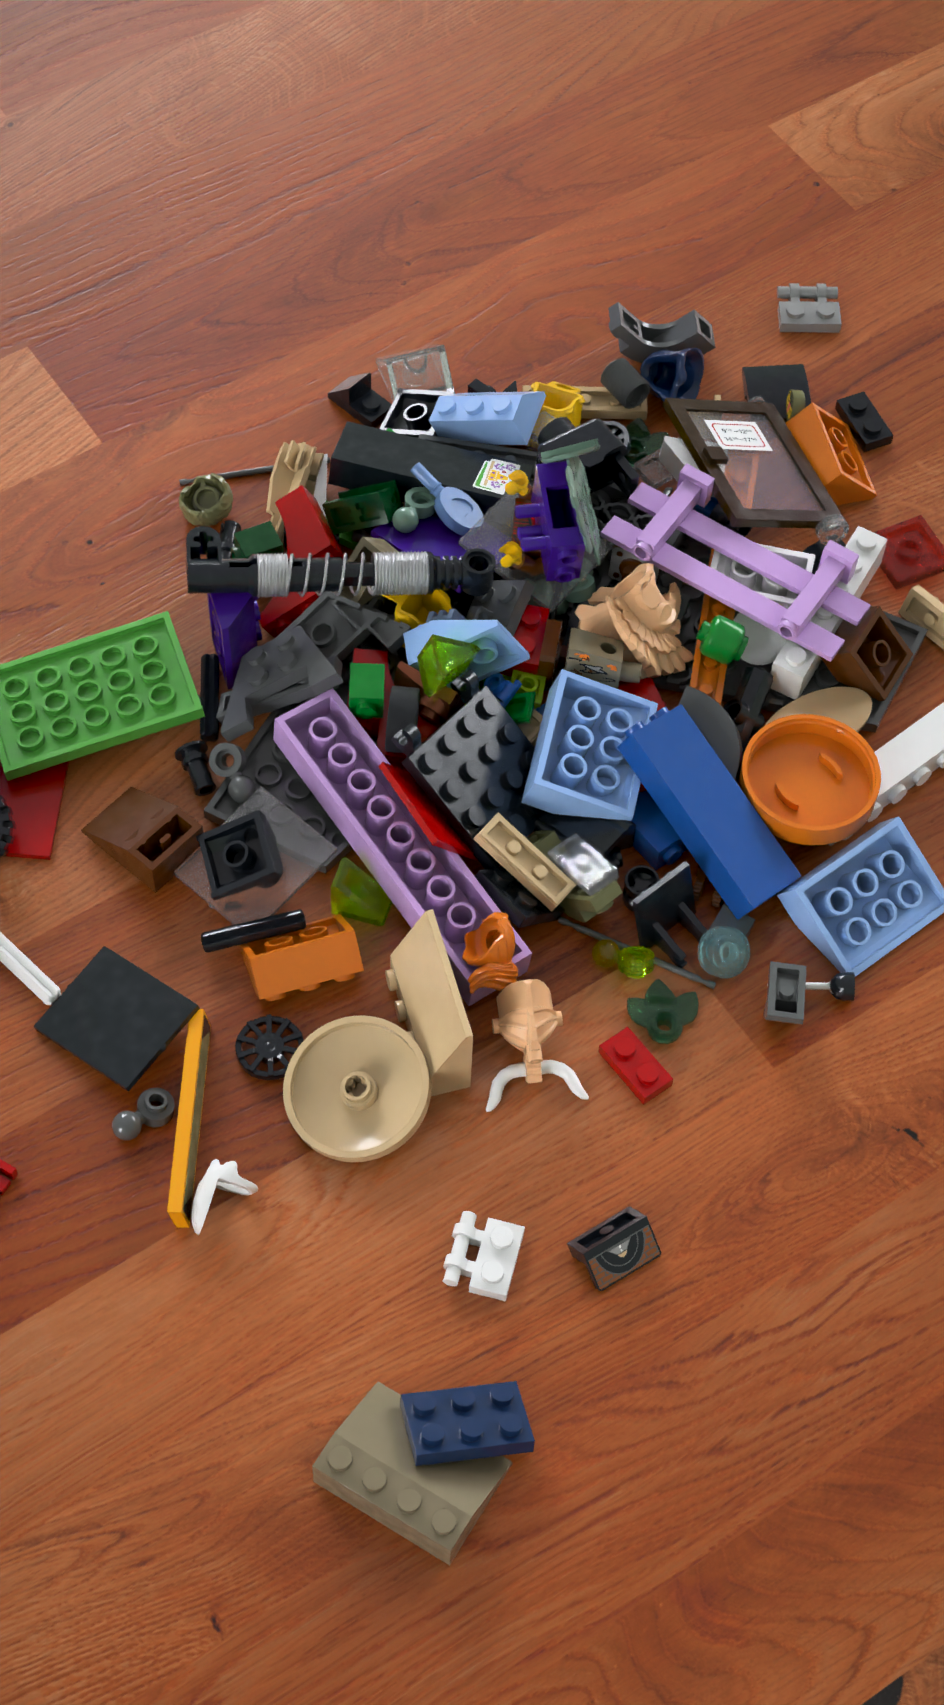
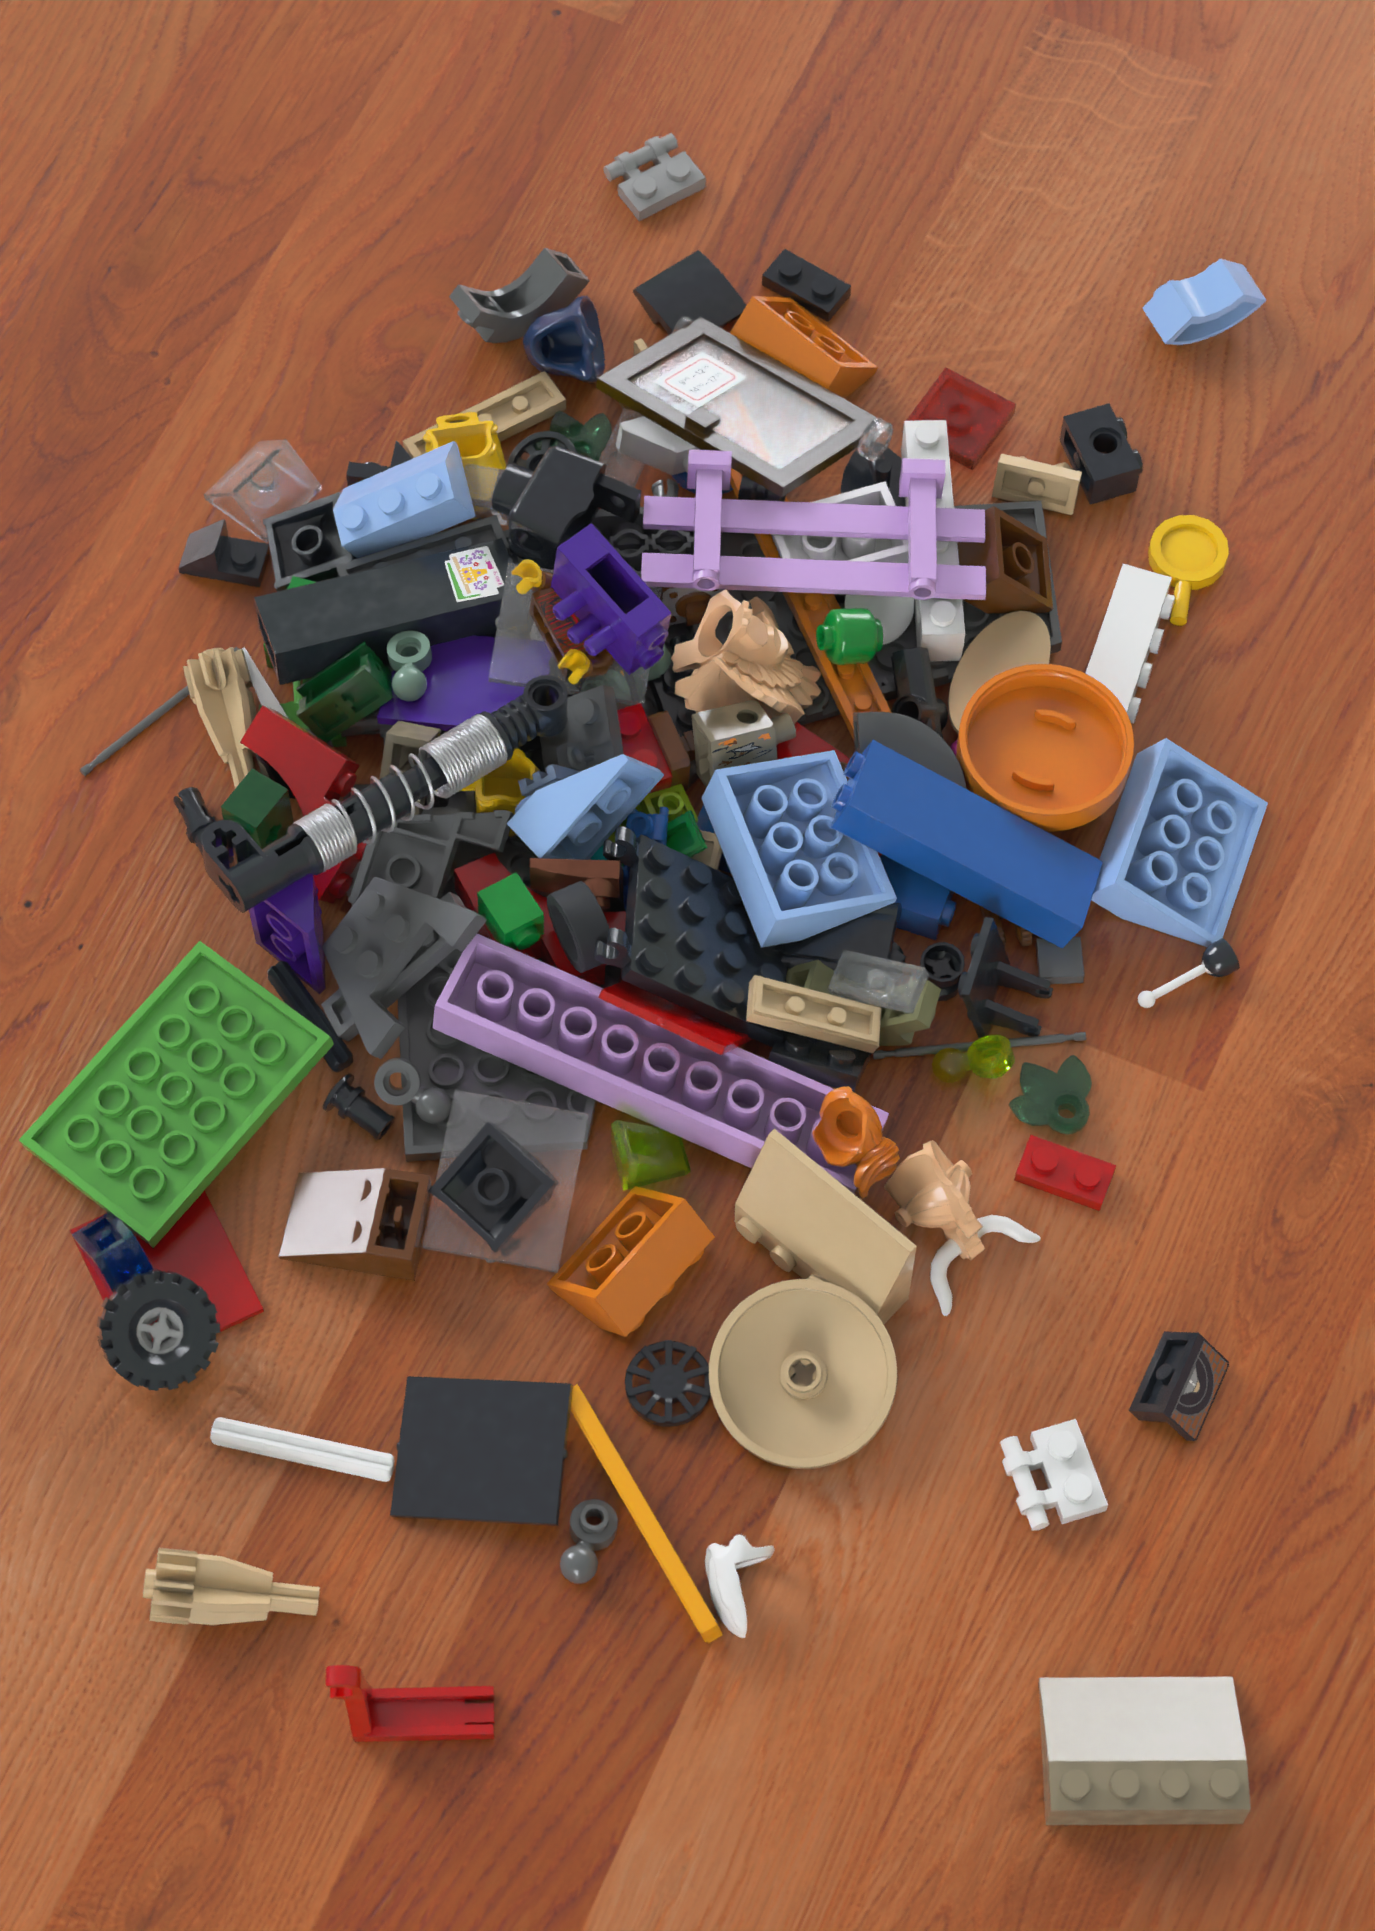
camera: 30 degrees left, 5 degrees up
(206, 500) = (137, 779): olive hair -> none
(253, 930) = (561, 1262): black axle -> none
(443, 661) = (586, 836): clear neon green slope -> none
(452, 505) = (448, 635): medium blue piece -> none
(466, 1423) = (1166, 1665): dark blue plate -> none
(579, 490) = (597, 518): sand green plant -> none
(625, 383) = (525, 379): dark grey piece -> none
(723, 952) = (1075, 993): clear light blue plate -> none
(785, 993) = (1174, 1004): dark grey slope -> none
(794, 403) = (726, 306): olive tile -> none

